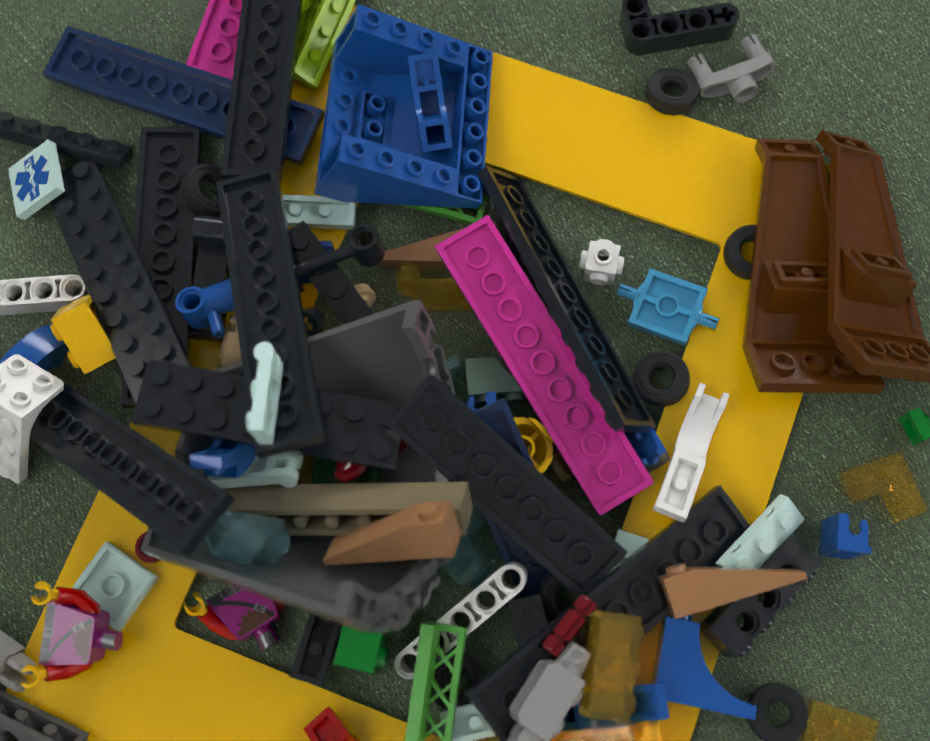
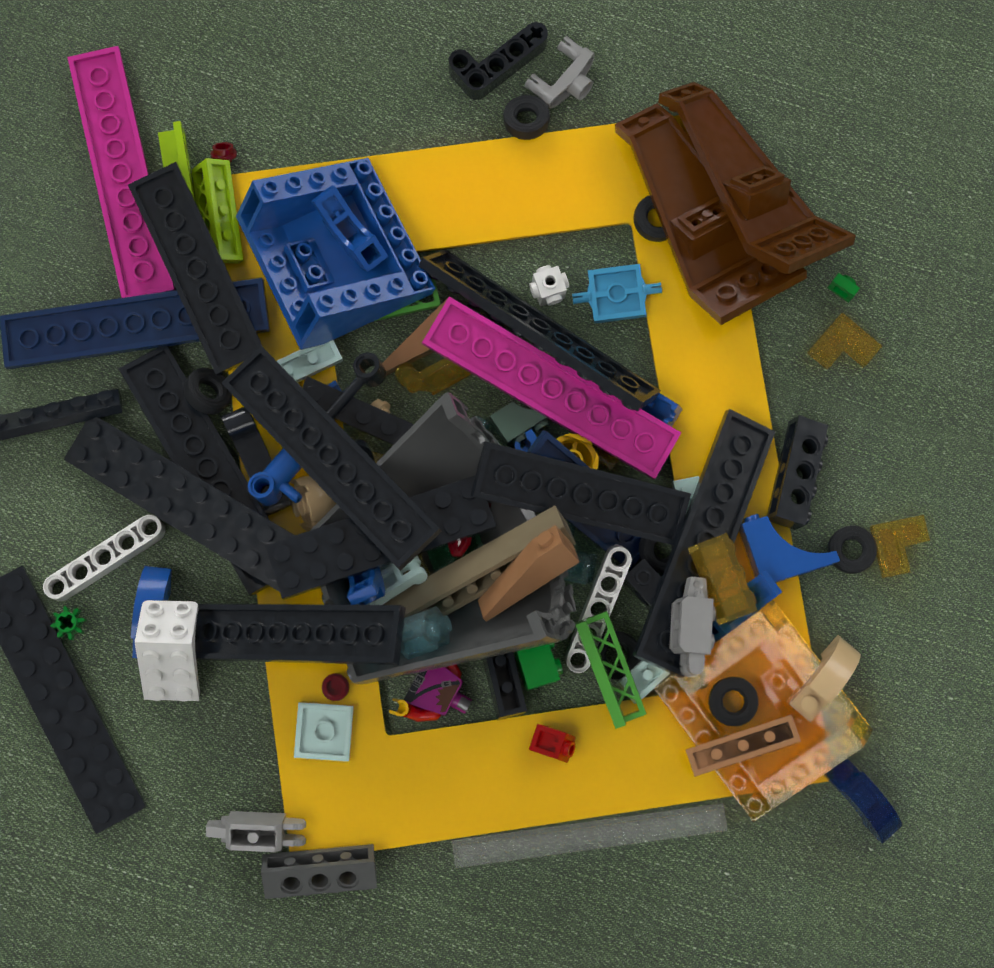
camera: 45 degrees left, 5 degrees up
(36, 179) = (59, 457): light aqua tile -> none
(73, 634) = (320, 781): torso -> none
(83, 334) = (182, 551): yellow piece -> none
(265, 394) = (378, 520): light aqua plate -> none
(569, 625) = (679, 567): dark red axle -> none
(672, 393) = (642, 335): black tyre -> none
(689, 455) = (693, 396): white piece -> none
(703, 588) = (756, 489): medium nougat slope -> none
(763, 535) = (777, 433): light aqua plate -> none
(839, 542) = (831, 402): blue hinge -> none

